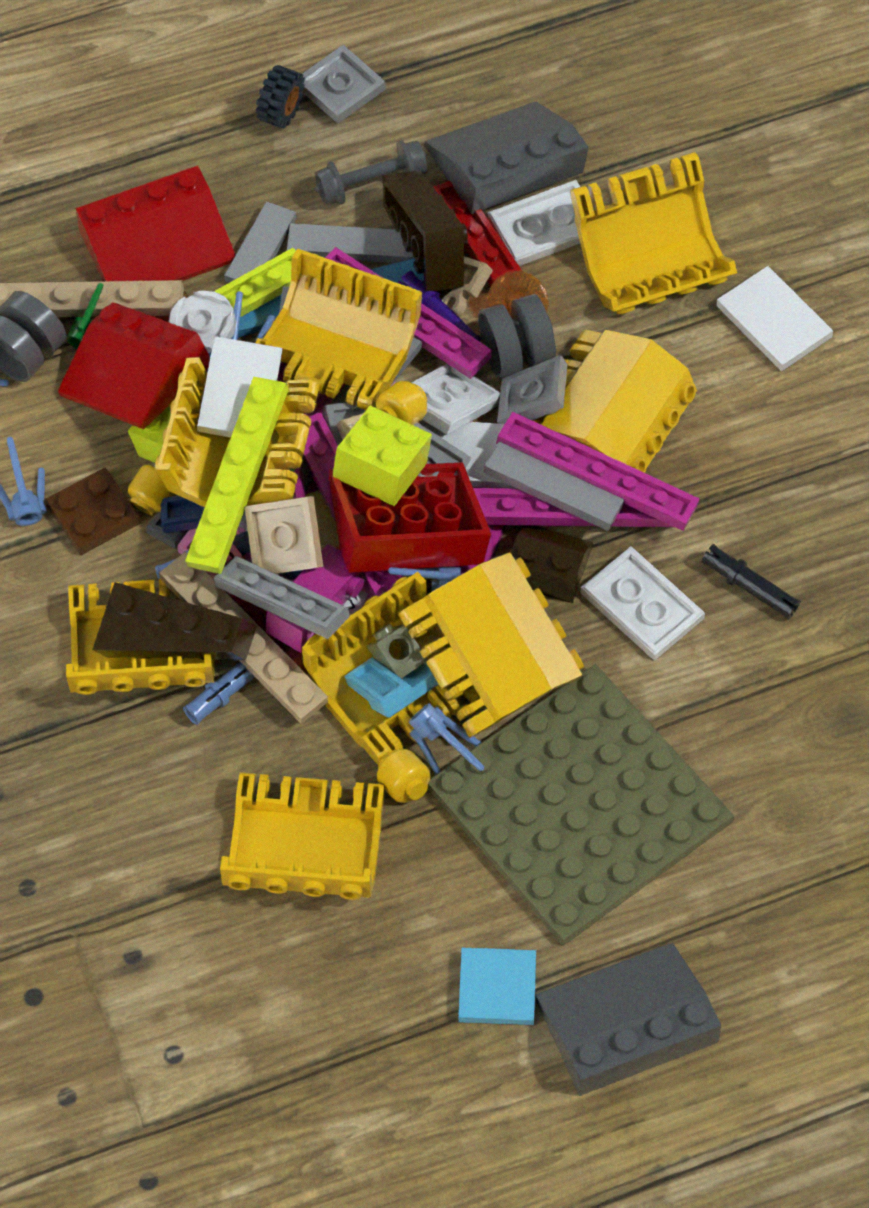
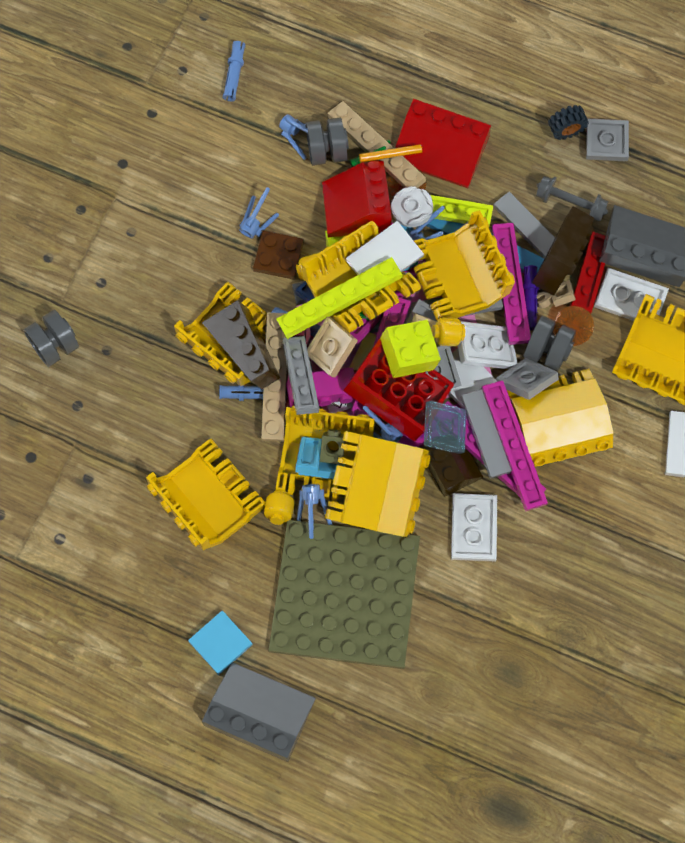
camera: 45 degrees right, 10 degrees up
(113, 286) = (390, 153): none -> light orange bar
(262, 240) = (487, 189): light grey tile -> none
(505, 512) = (445, 427): none -> clear light blue tile
(739, 574) = (533, 563): black pin -> none

